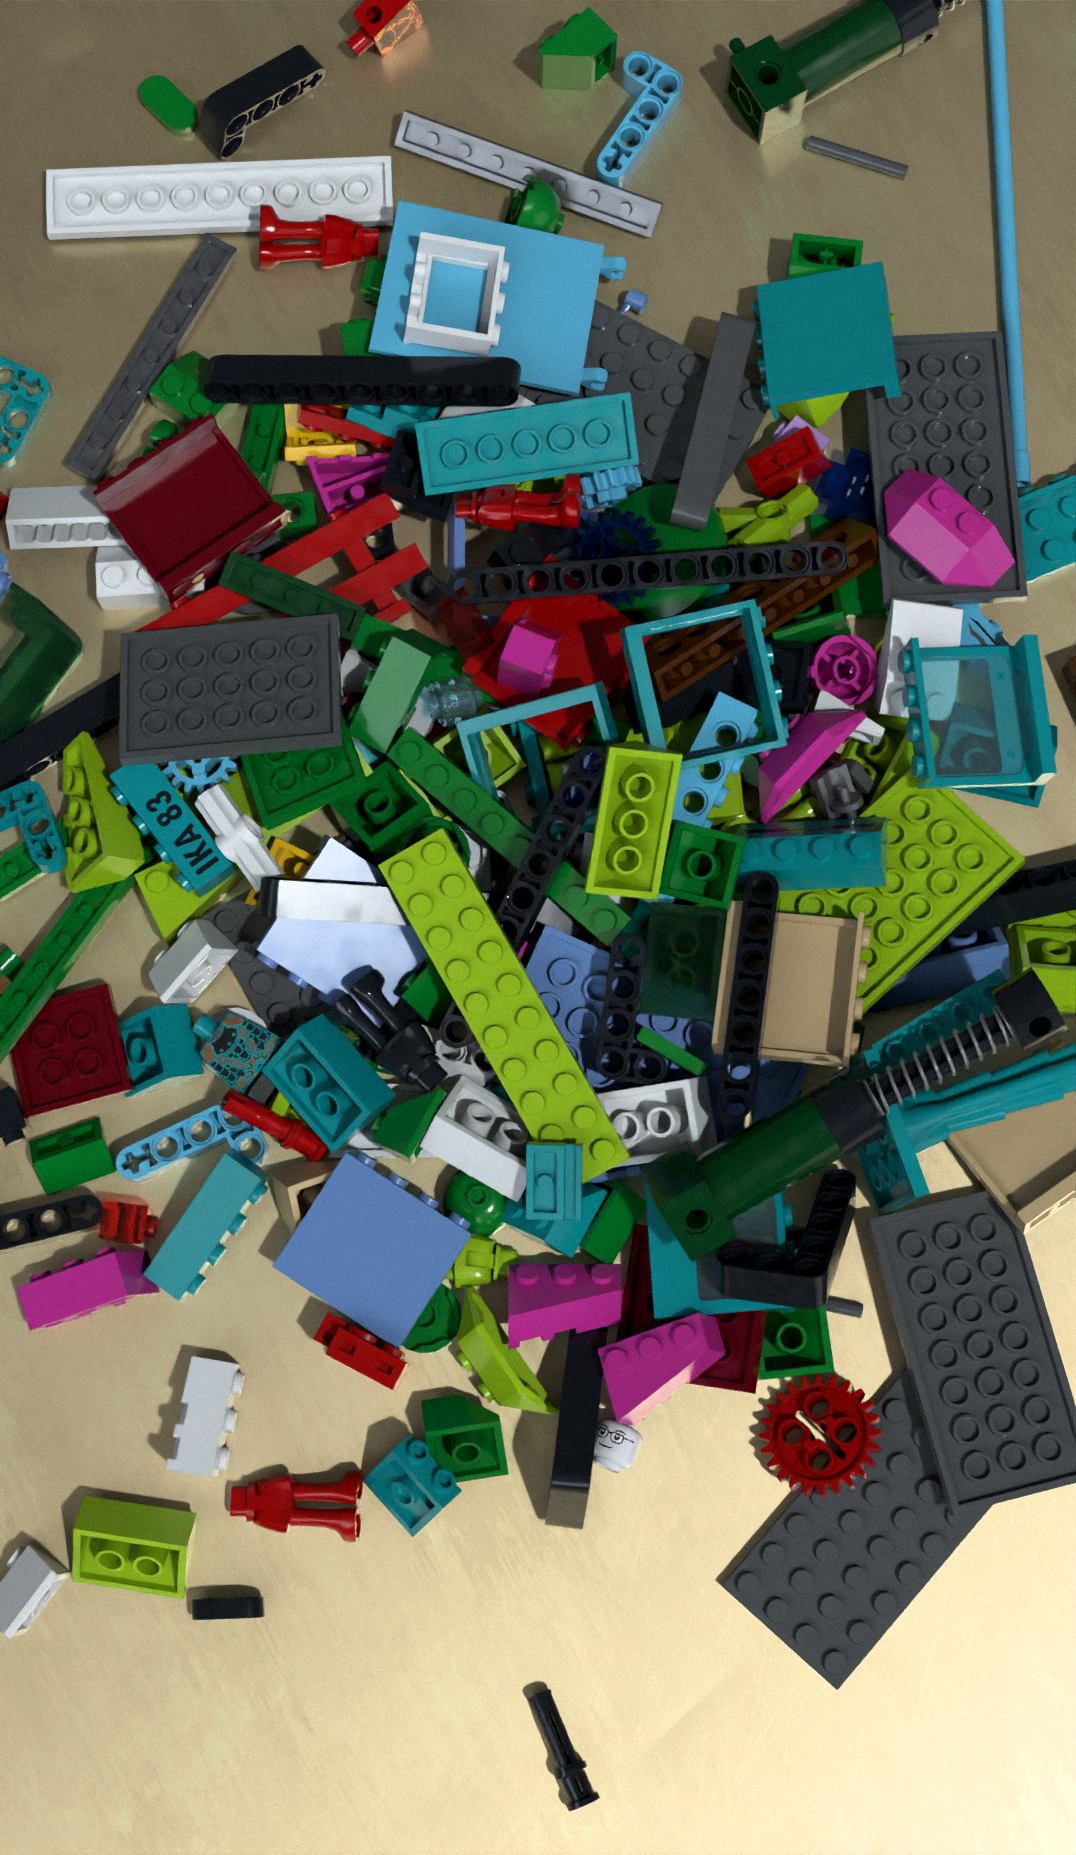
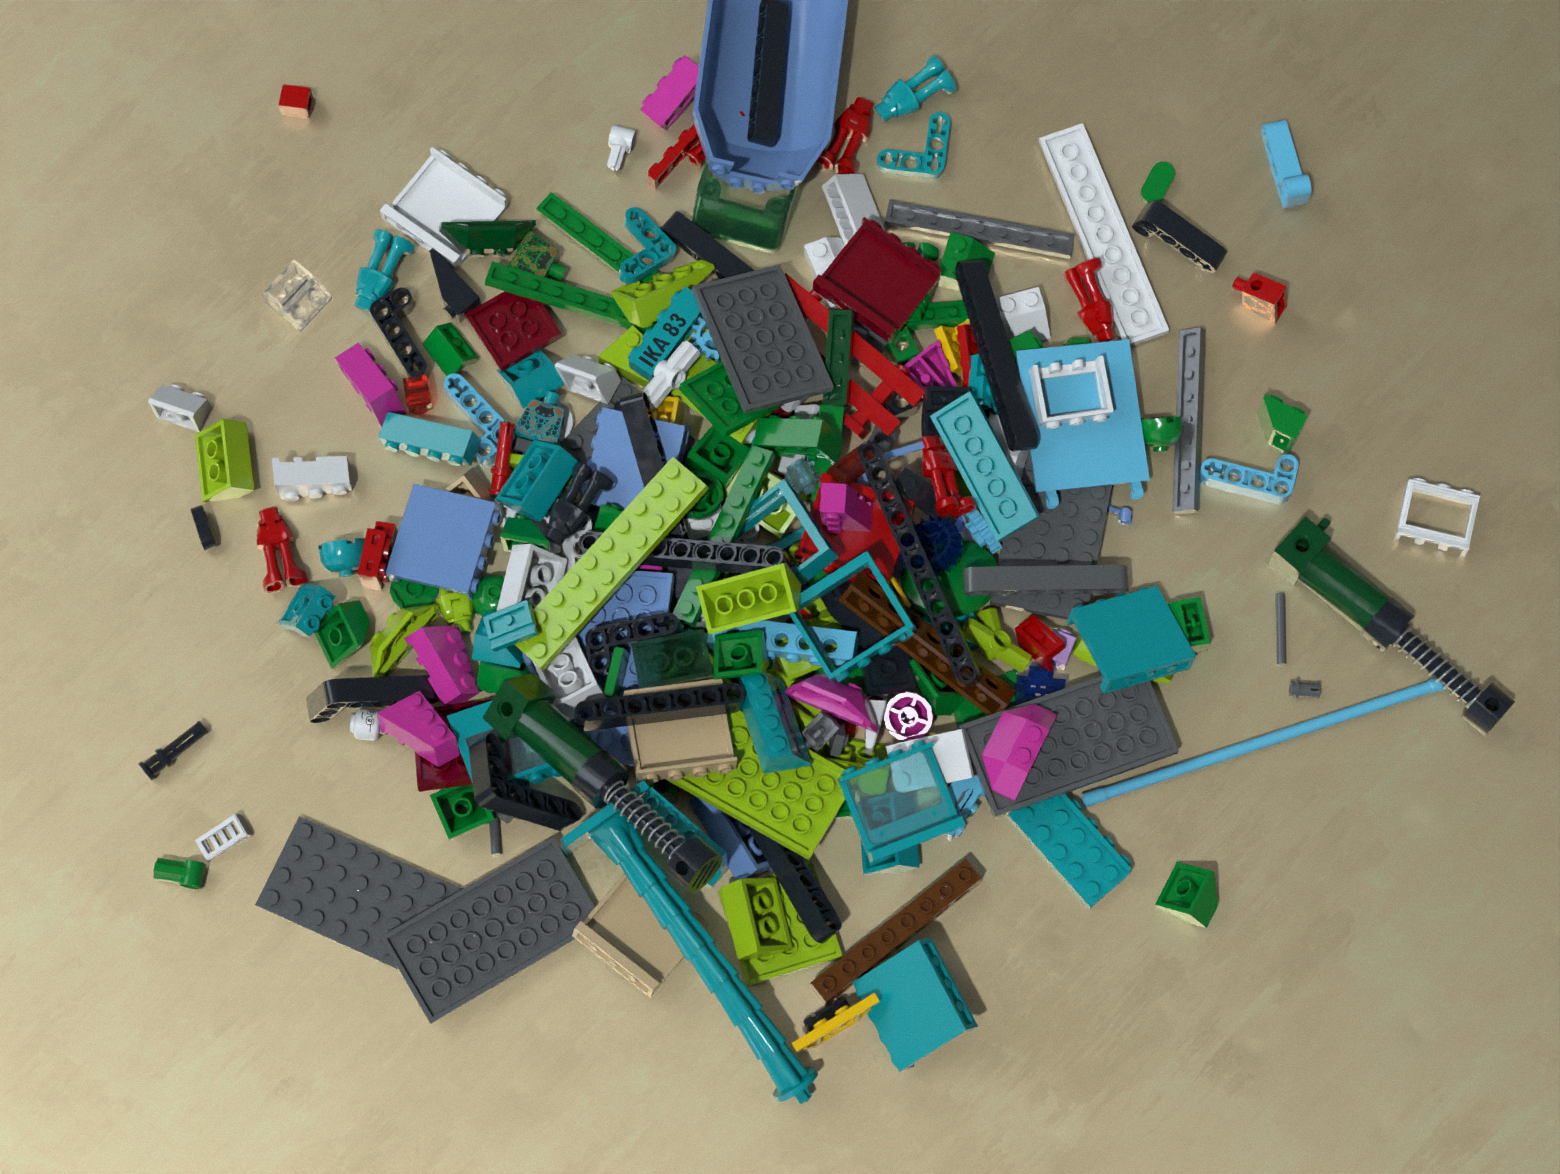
camera: 75 degrees right, 5 degrees down
(305, 329) = (1023, 313): none -> white slope
(346, 1405) = (341, 556): none -> teal cylinder
(711, 1677) = (243, 828): none -> white slope
(760, 1783) = (186, 873): none -> green piece
(843, 1412) = (429, 856): red gear -> none
(949, 162) = (1303, 689): none -> dark grey pin

